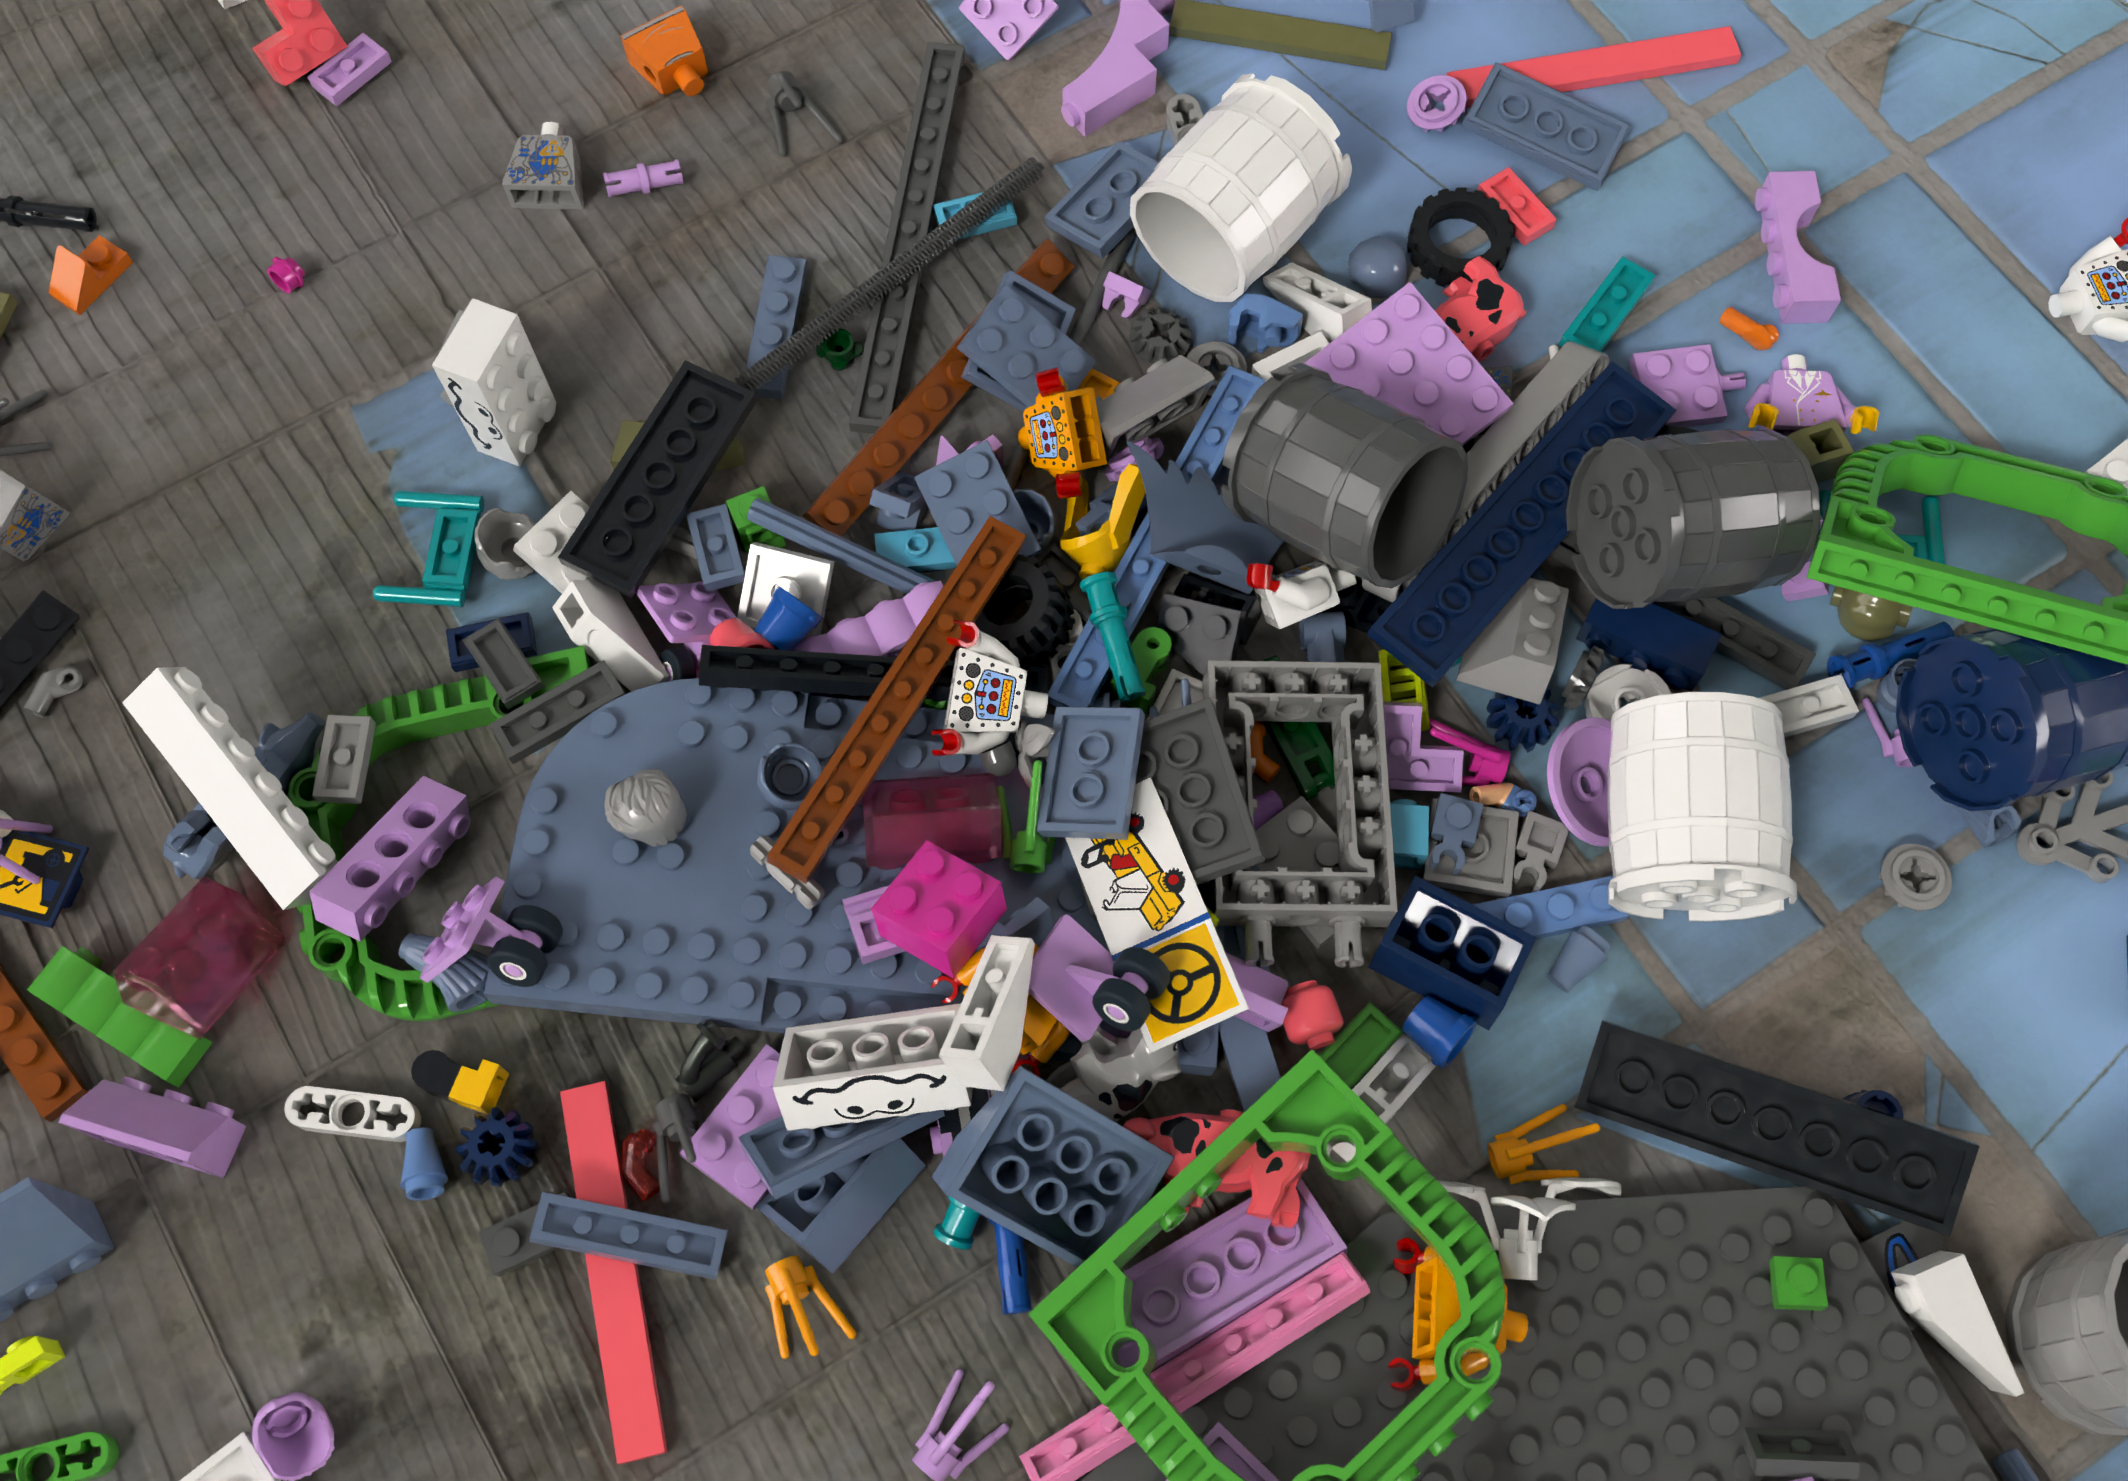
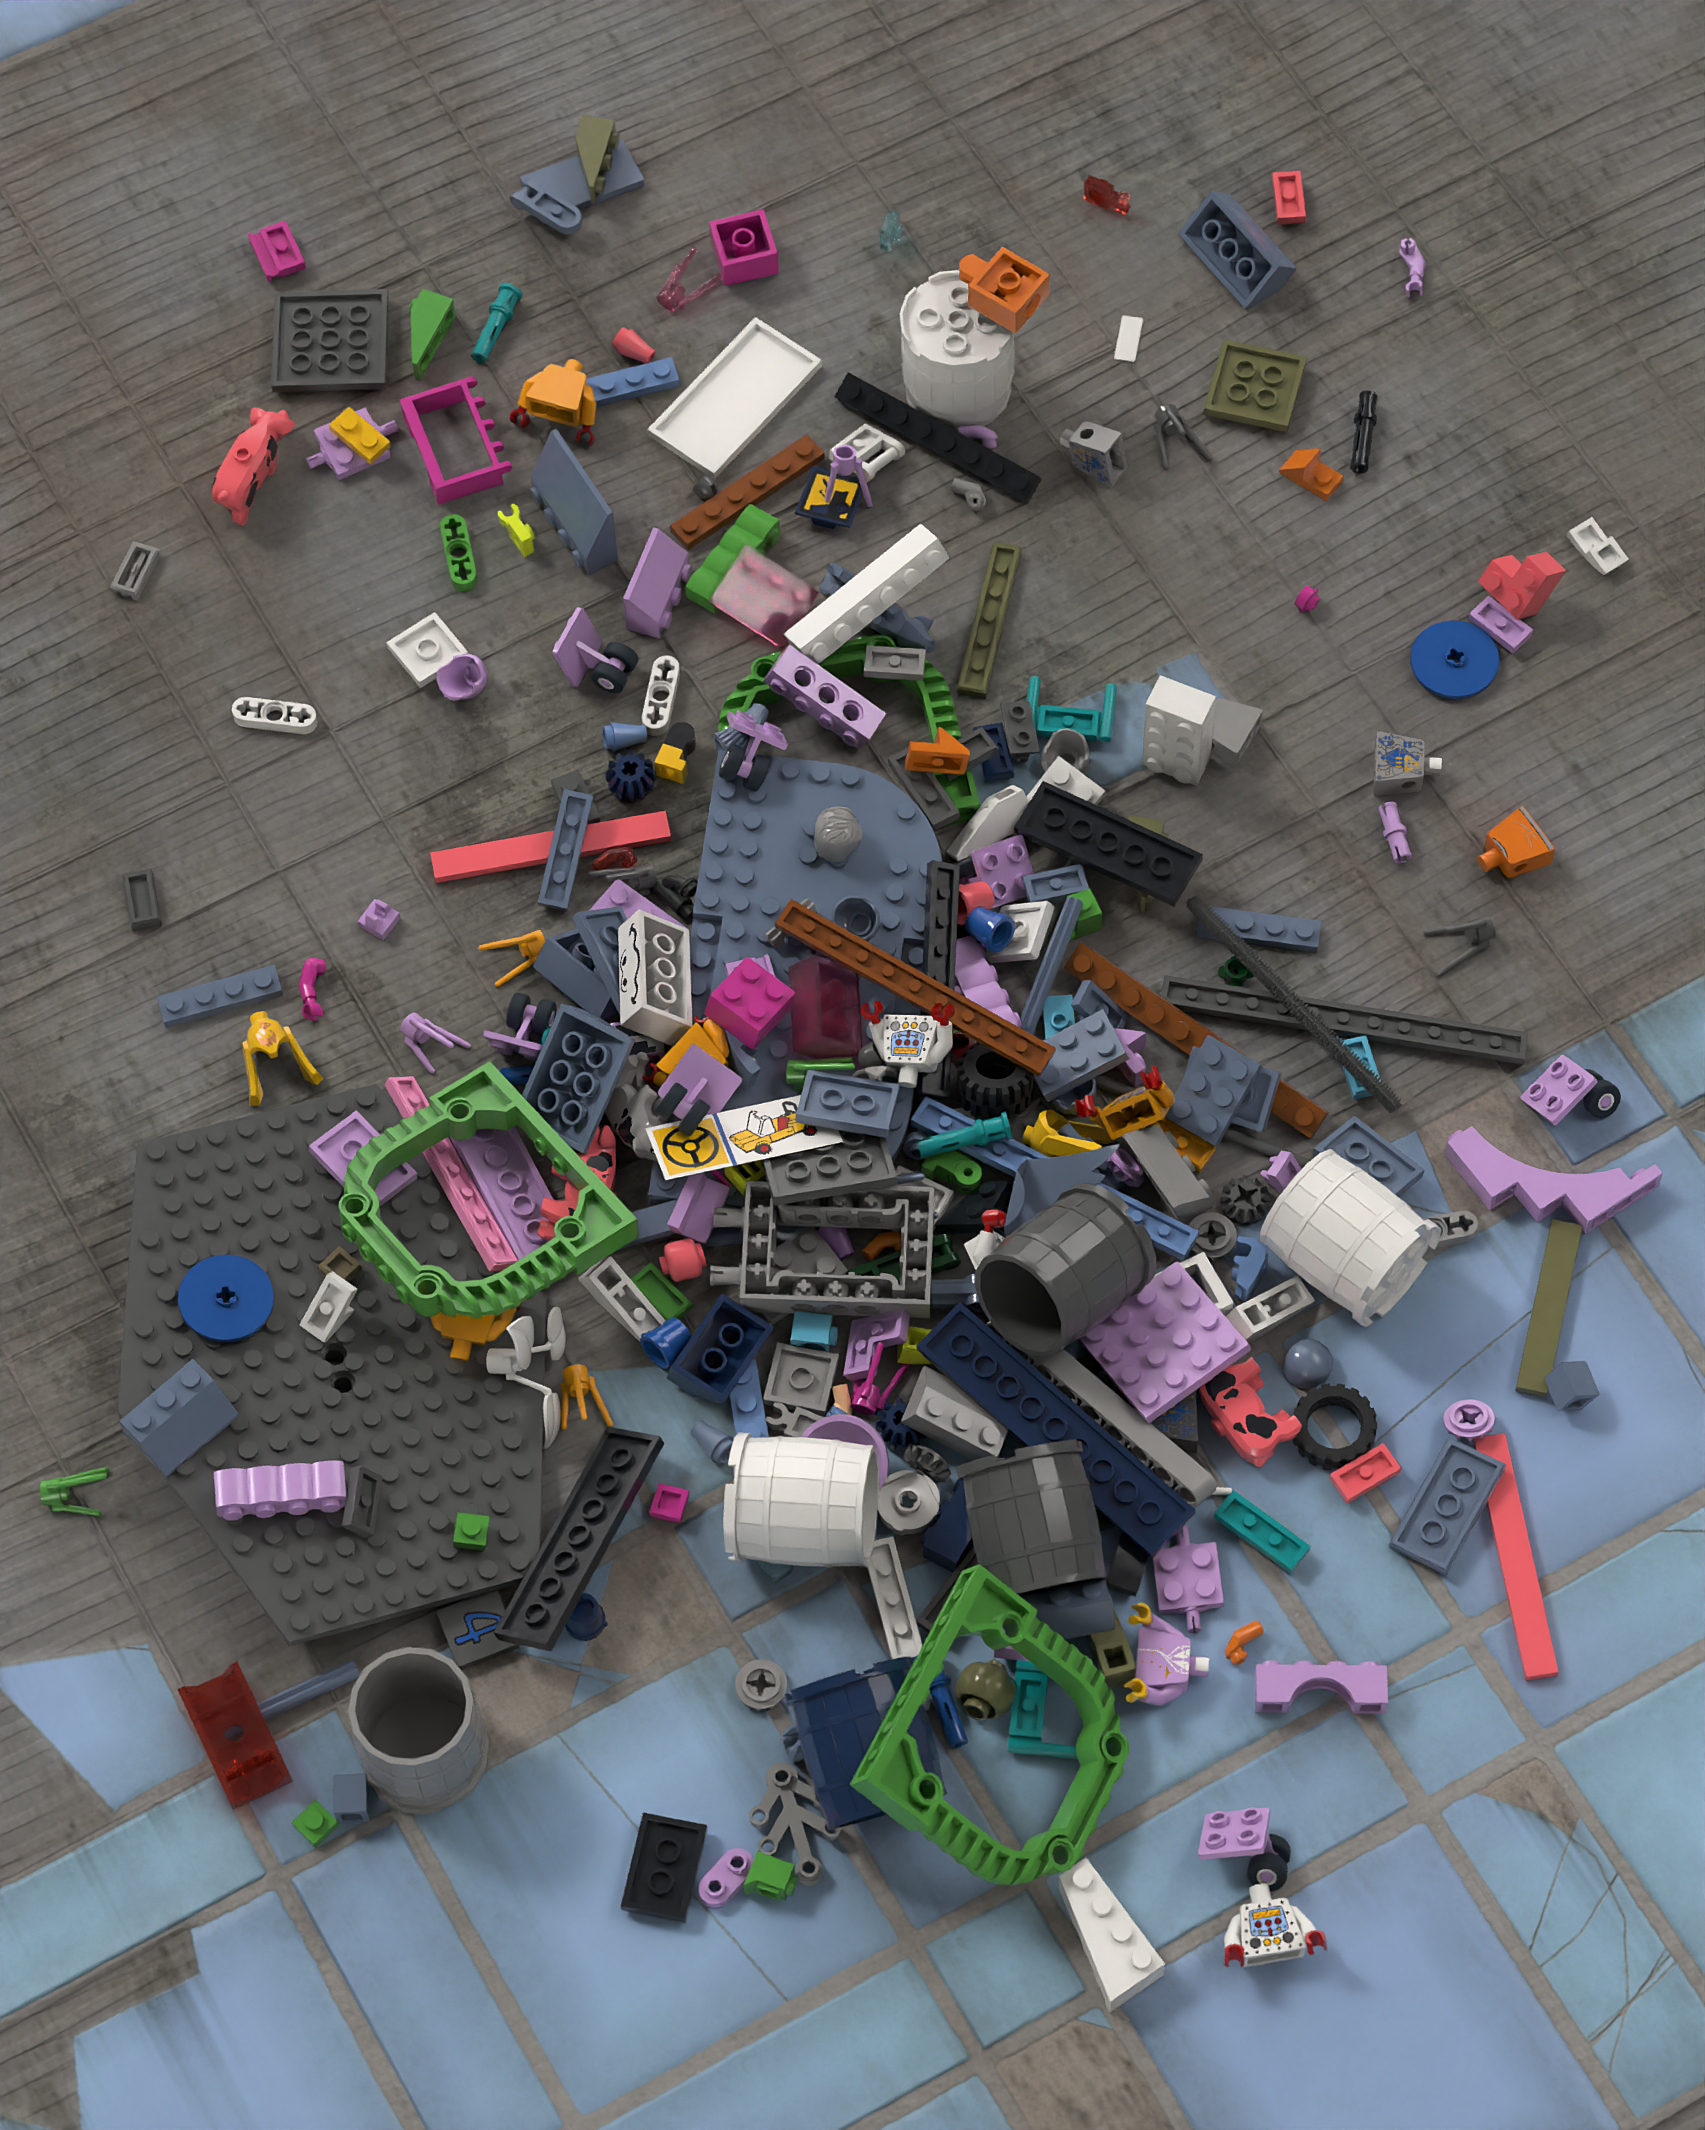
camera: 95 degrees right, 5 degrees down
(270, 658) = (989, 620): none -> olive tile
(292, 1194) = (579, 649): none -> lavender plate
(367, 125) = (1443, 676): none -> blue piece
(457, 604) = (1019, 730): none -> dark grey hinge
(512, 682) = (942, 756): none -> orange slope
(974, 1300) = (523, 1018): none -> plate
(992, 1016) = (667, 1023): white slope -> none
(1456, 827) = (813, 1363): sand blue plate -> none
(1678, 1013) = (669, 1503): none -> dark pink plate
(1948, 1305) = (453, 1630): white slope -> none
(2008, 322) = (1243, 1835): none -> lavender plate

